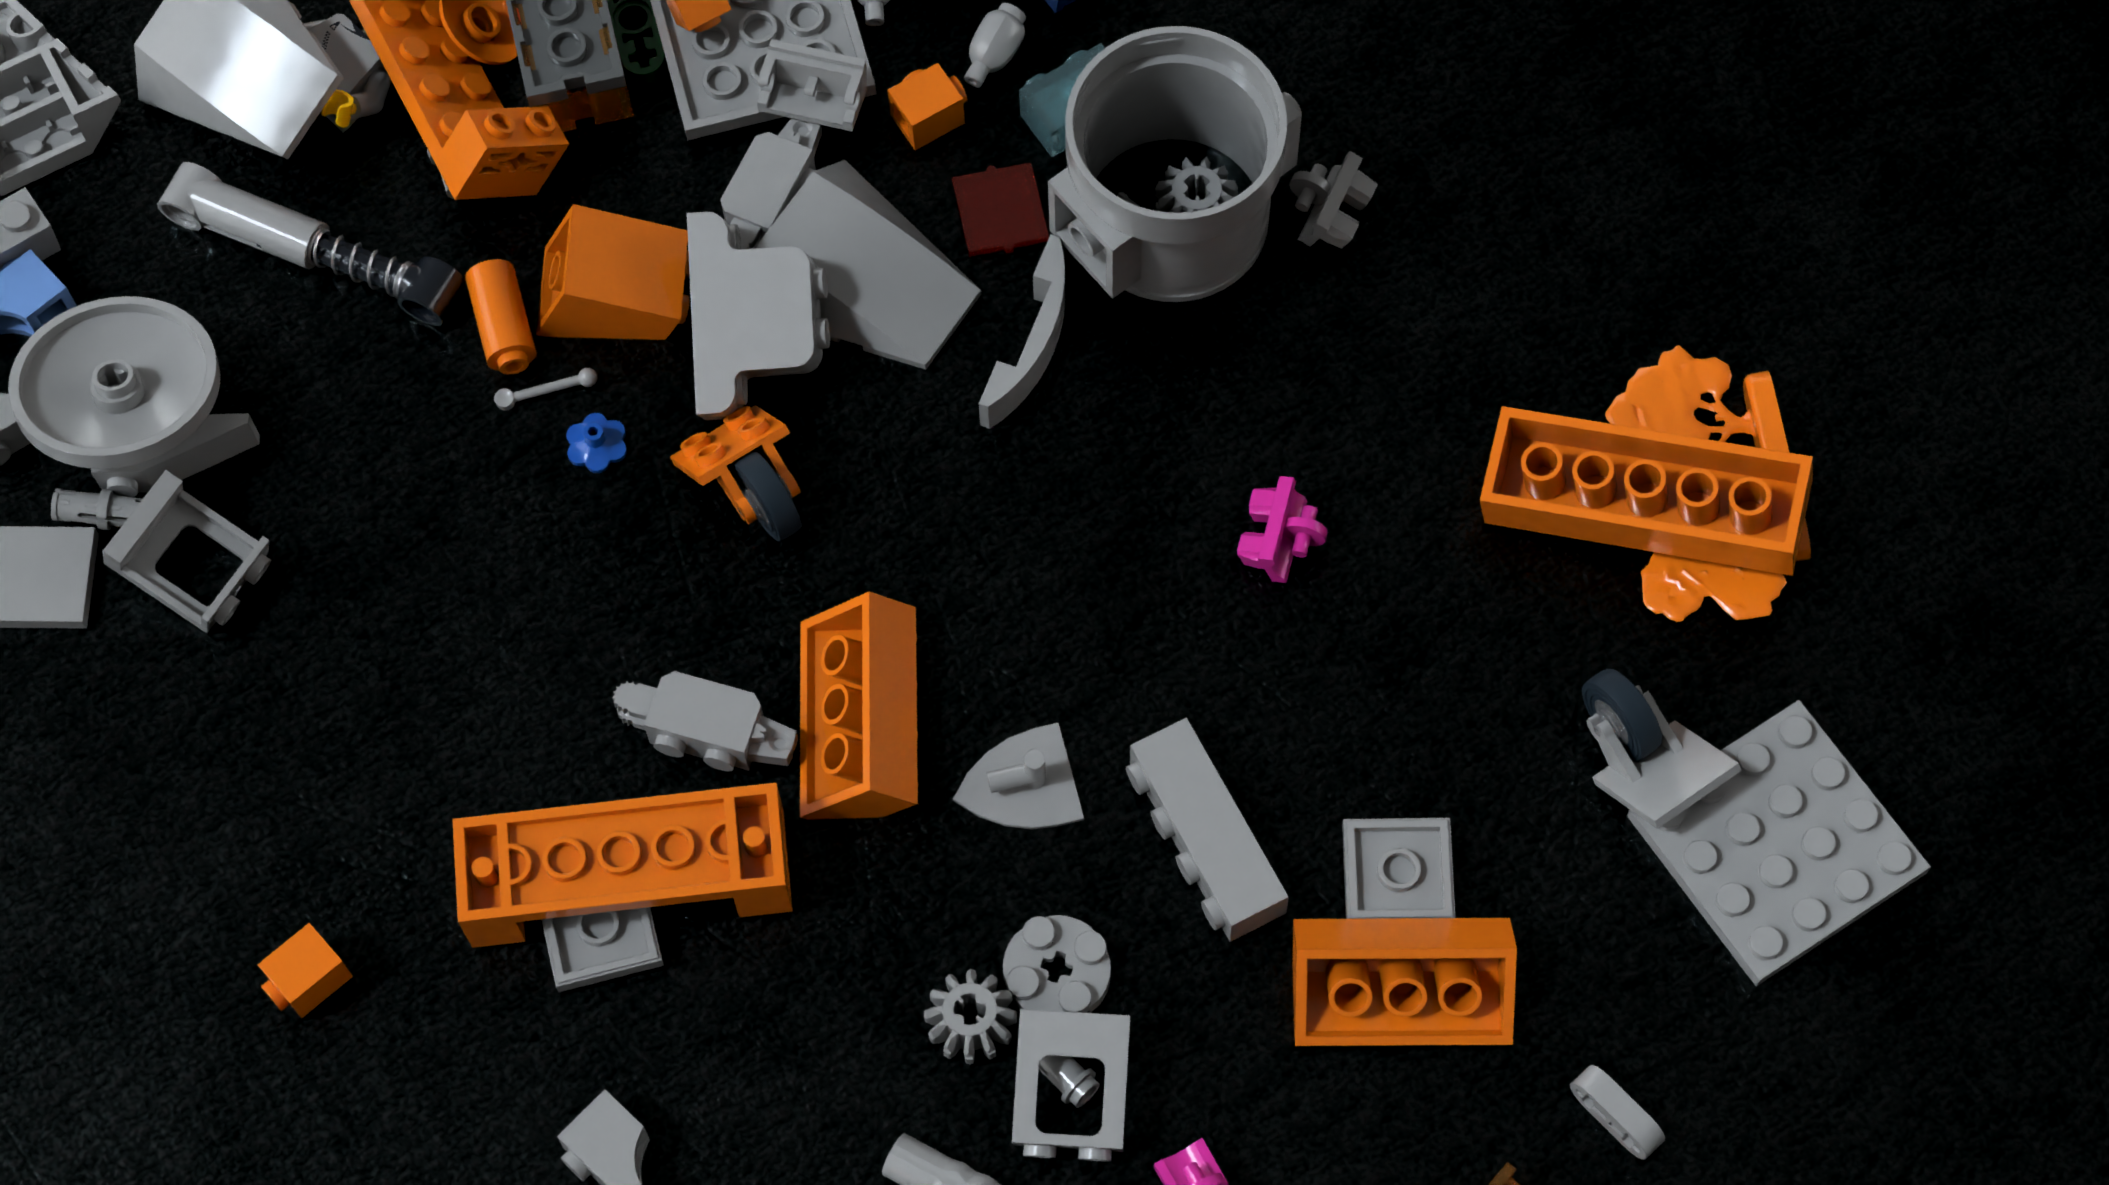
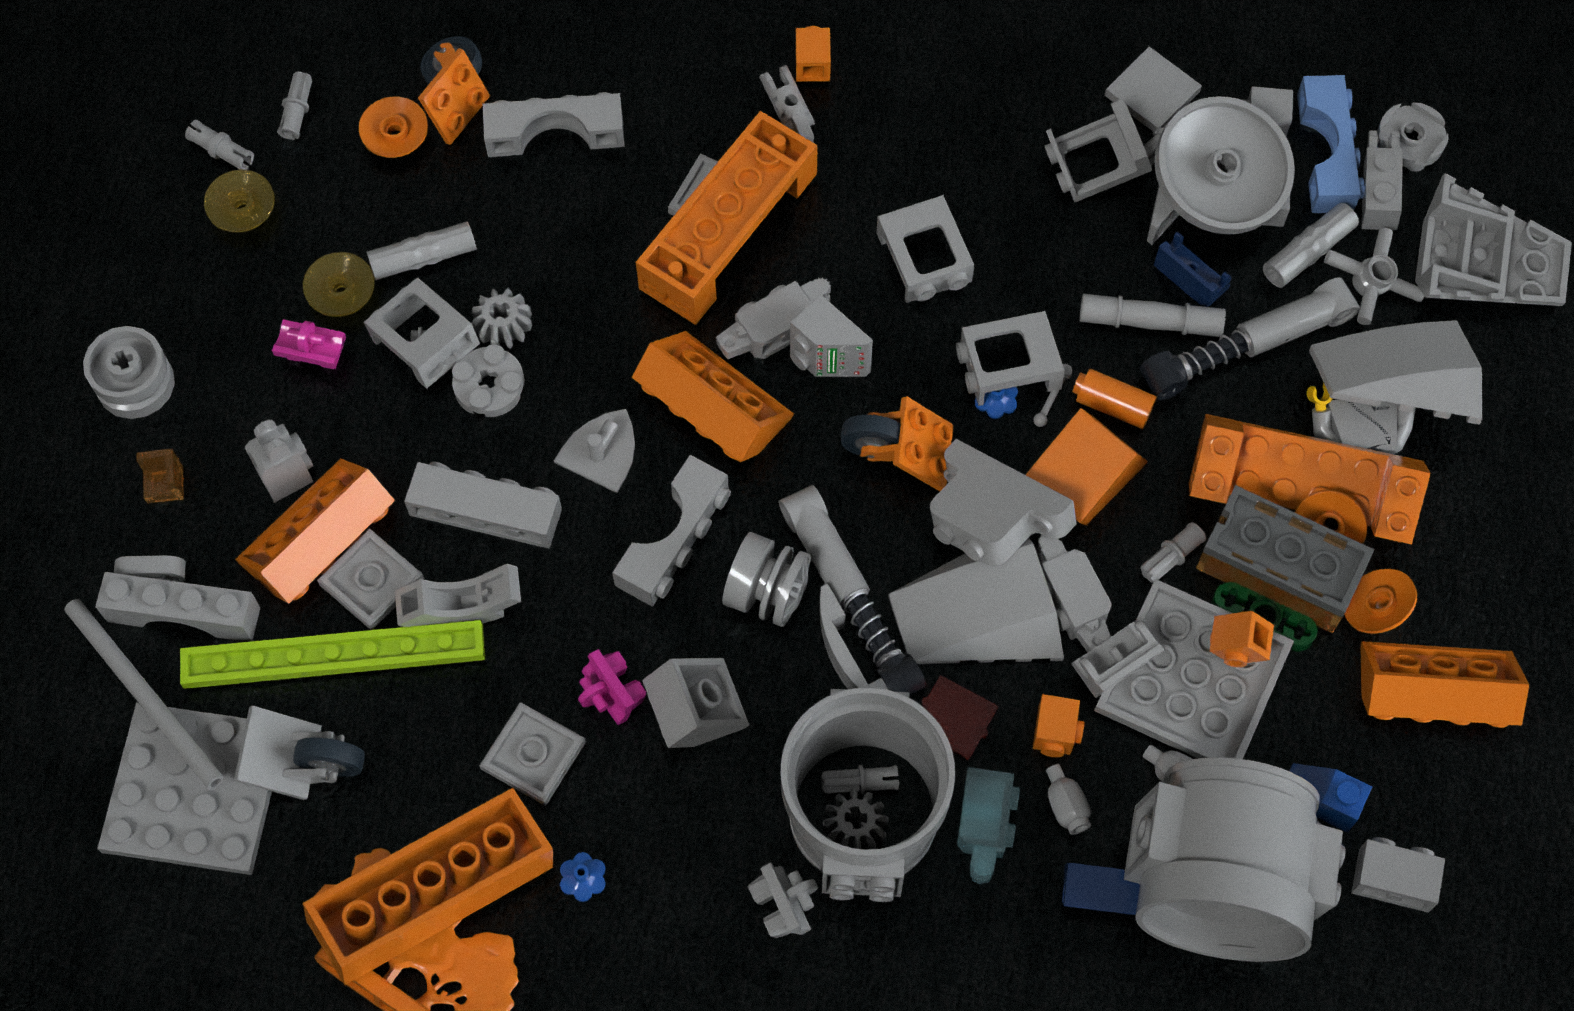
camera: 130 degrees right, 0 degrees up
(124, 180) = (1366, 283): none -> light grey bar
(132, 269) = (1310, 245): none -> light grey axle
(268, 360) = (1190, 272): none -> dark blue hinge
(361, 358) = (1152, 315): none -> light grey piece
(408, 923) = (789, 103): none -> light grey hinge
(454, 674) = (915, 219): none -> light grey window
(506, 416) = (1041, 347): none -> light grey window
(636, 142) = (1173, 552): none -> light grey axle
(693, 626) = (829, 342): none -> light grey slope
(916, 495) = (809, 518): none -> piece
(1029, 461) = (763, 578): none -> light grey wheel
(1115, 599) = (649, 568): none -> light grey arch
(1219, 436) = (694, 701): none -> light grey slope
(1333, 750) = (461, 601): none -> light grey arch
(1372, 1071) = (279, 459): none -> light grey hinge
(1417, 544) = (532, 753): none -> light grey plate
(1479, 409) = (582, 886): none -> blue plant
(1516, 833) = (331, 654): none -> lime plate
(1653, 1064) = (212, 609): none -> light grey arch
(1747, 974) = (144, 695): none -> light grey piece

